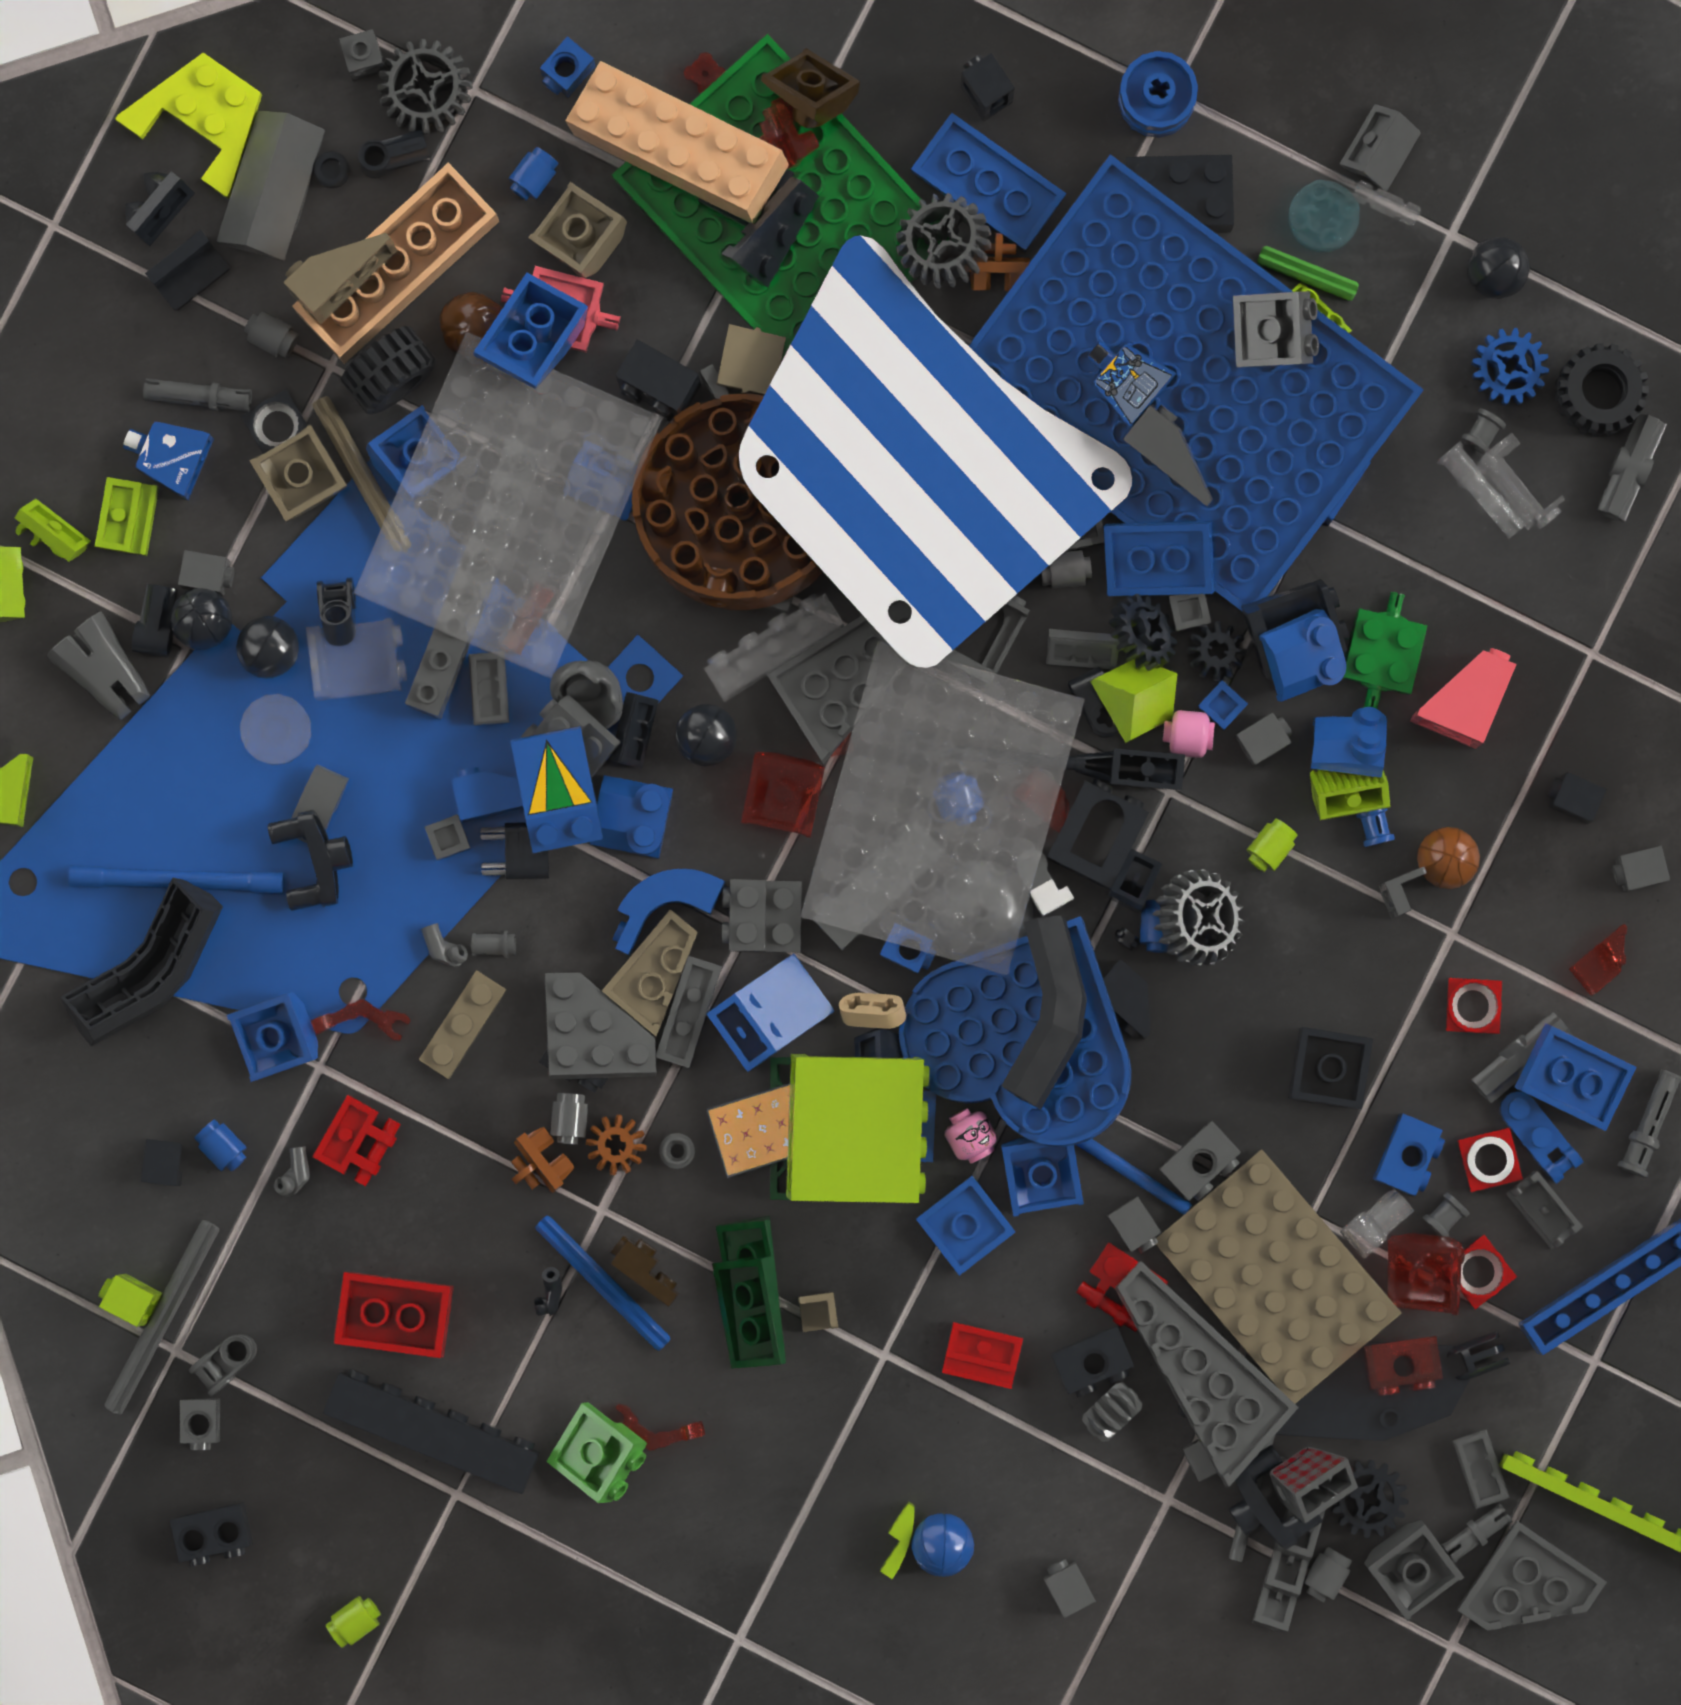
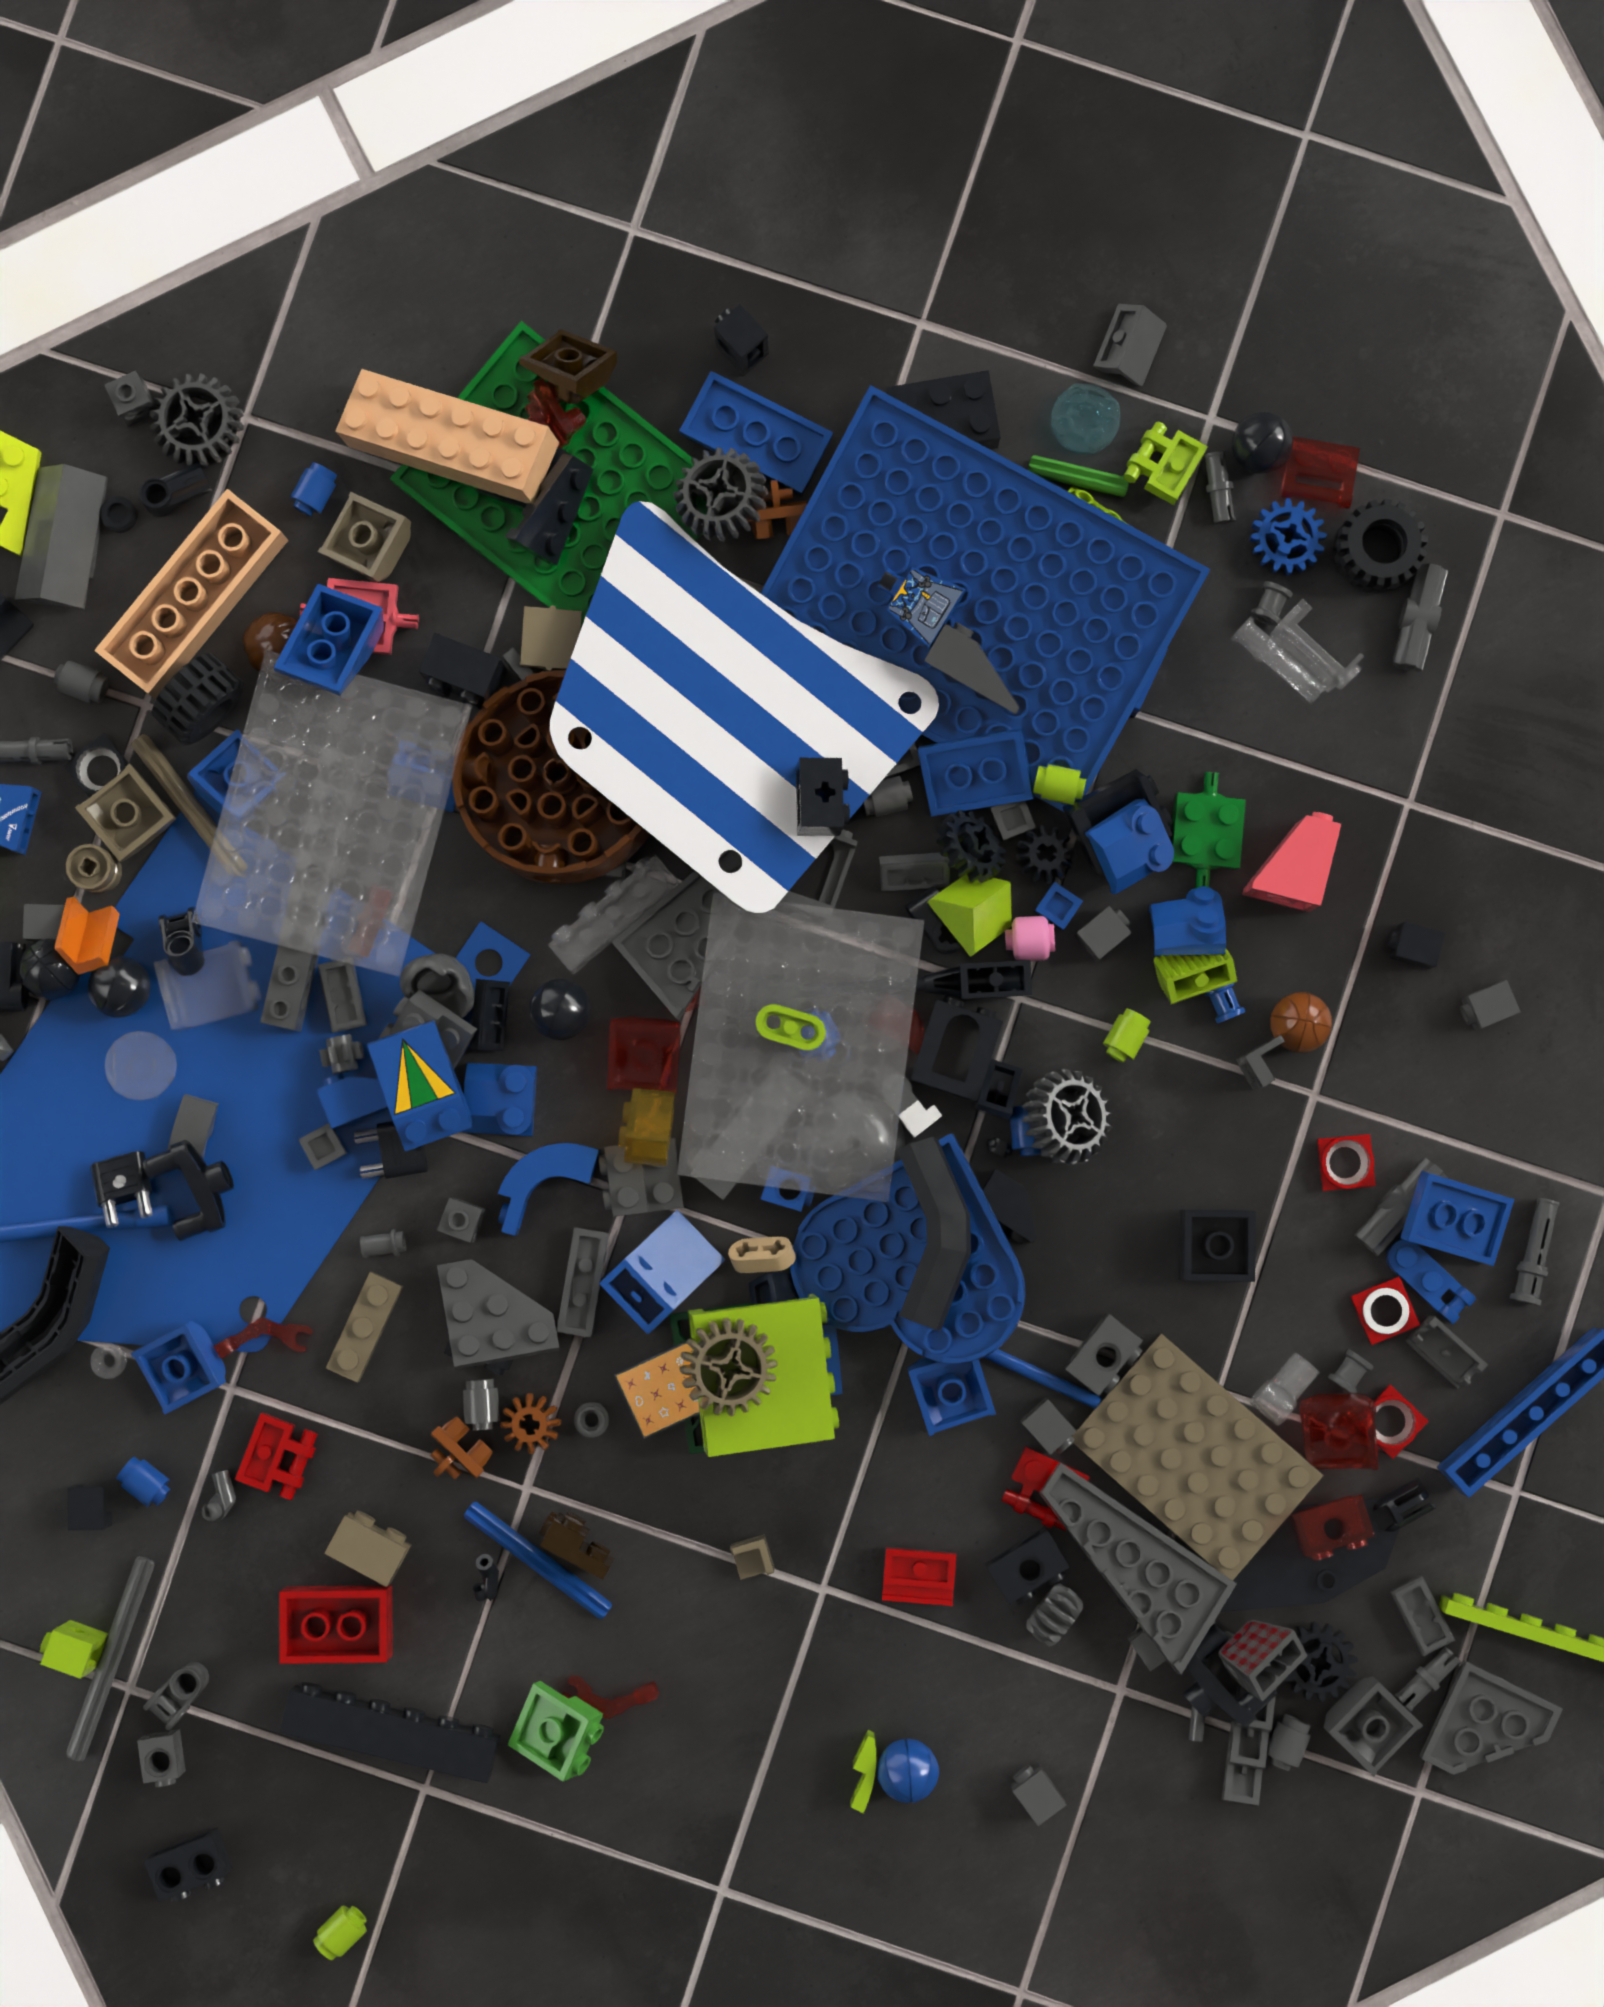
camera: 10 degrees left, 0 degrees up
(190, 1020) = (99, 1366): none -> clear plate
(241, 842) = (121, 1181): none -> black piece
(243, 592) = (86, 936): none -> orange panel
(258, 525) = (93, 868): none -> dark tan wheel
(333, 276) = (129, 613): dark tan slope -> none
(436, 1245) = (368, 1547): none -> dark tan brick
(441, 950) = (332, 1257): dark grey arm -> none
(480, 747) = (341, 1054): none -> dark grey gear
(567, 52) = (331, 367): blue brick -> none
(576, 931) = (461, 1219): none -> dark grey brick
(653, 972) = (542, 1249): dark tan wing -> none
(694, 72) = (463, 359): clear red plate -> none
(749, 1293) = (683, 1550): dark green slope -> none
(778, 865) = (648, 1127): none -> clear yellow brick
(831, 1097) = (731, 1350): none -> dark tan gear
(936, 783) = (790, 1028): none -> lime plate
(965, 1225) = (883, 1451): blue plate -> none
(970, 1135) = (876, 1362): bright pink head -> none
(988, 577) = (813, 815): none -> black brick
(1150, 113) = (905, 303): blue wheel -> none
(1241, 582) = (1059, 784): none -> lime brick
(1274, 329) = (1056, 530): dark grey plate -> none
(1386, 203) = (1144, 397): clear axle -> none
(1392, 1169) = (1298, 1298): blue brick -> none
(1407, 278) = (1175, 467): none -> lime plate
(1449, 306) = (1219, 487): none -> dark grey pin
(1557, 295) = (1323, 462): none -> clear red plate
(1602, 962) = (1464, 1101): clear red slope -> none

